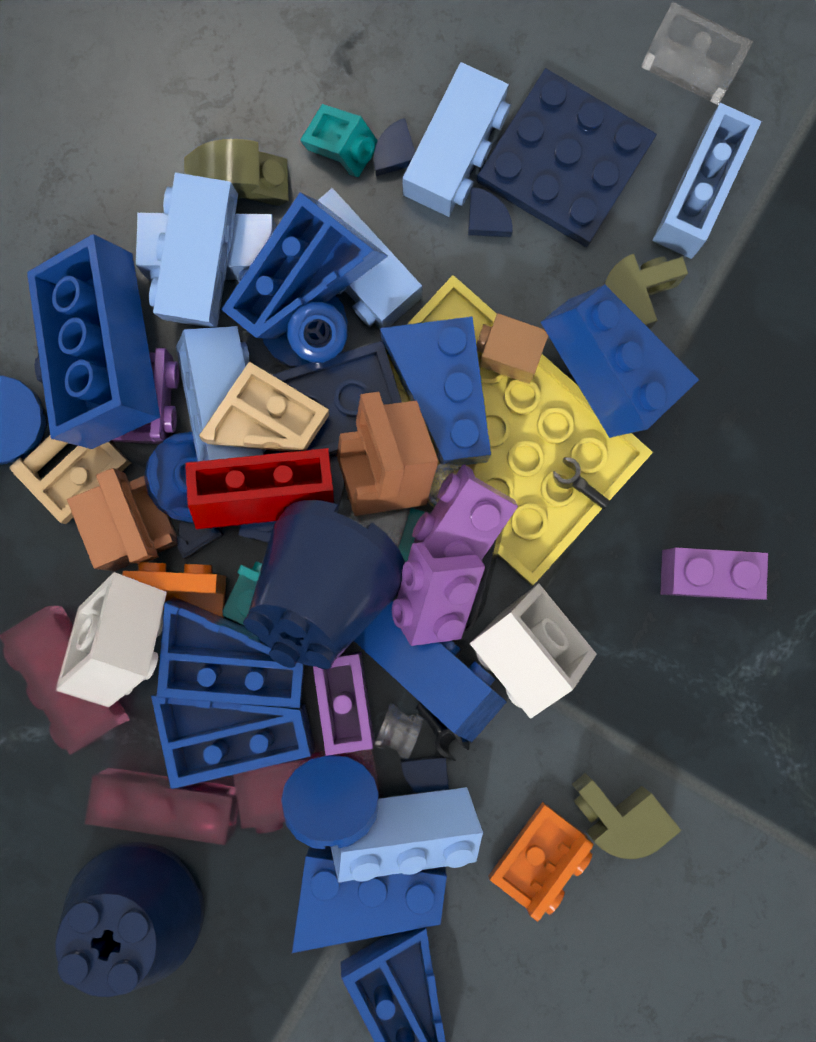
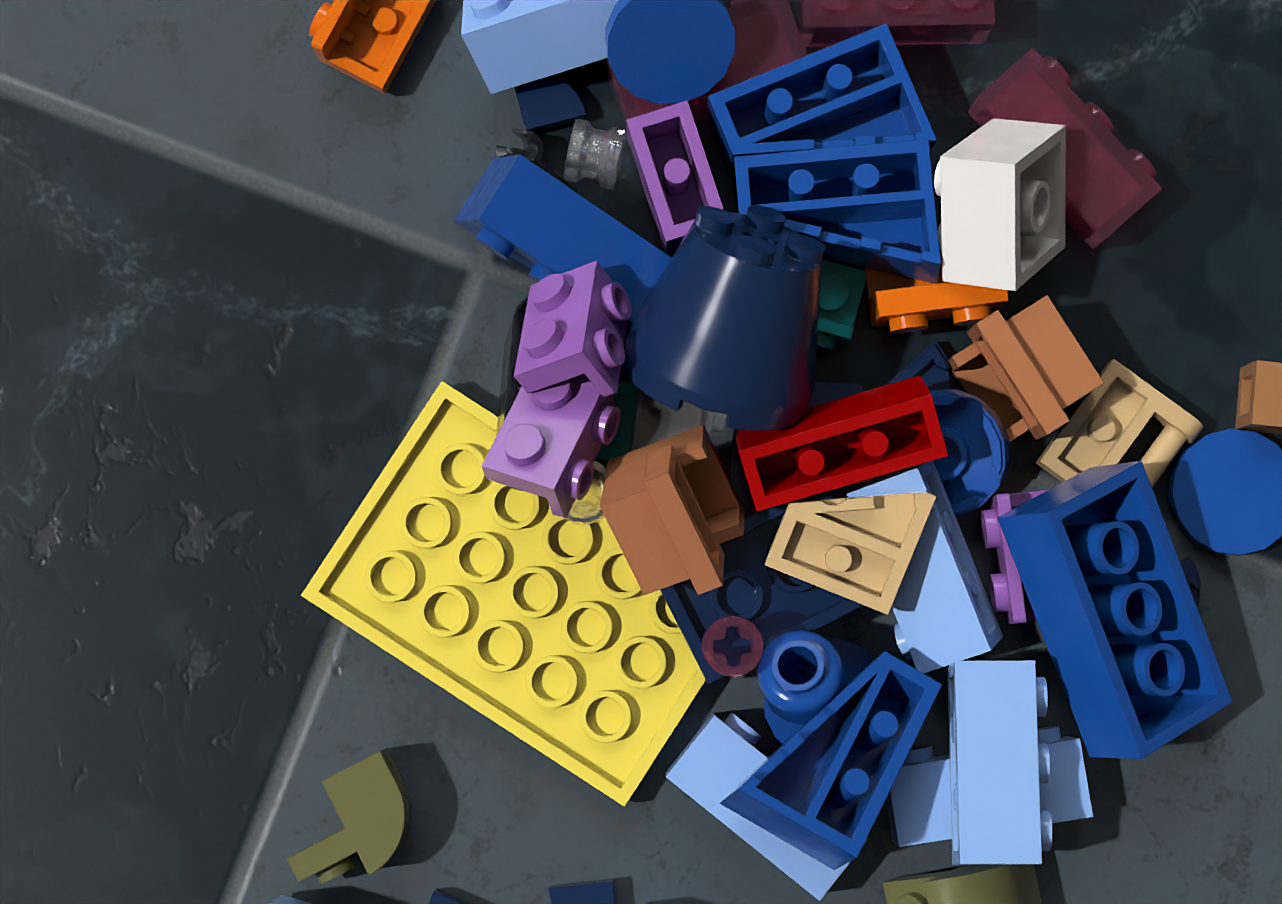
camera: 170 degrees right, 0 degrees up
(351, 349) = (747, 660): none -> clear pink bush
(442, 373) = (609, 631): blue wedge -> none
(511, 347) = (523, 705): medium nougat brick -> none
(534, 651) = (427, 287): white brick -> none
(580, 483) = (393, 528): hand -> none
(617, 361) = (371, 703): blue wedge -> none
(631, 828) = (262, 75): olive brick -> none
(714, 573) = (192, 436): medium lavender brick -> none

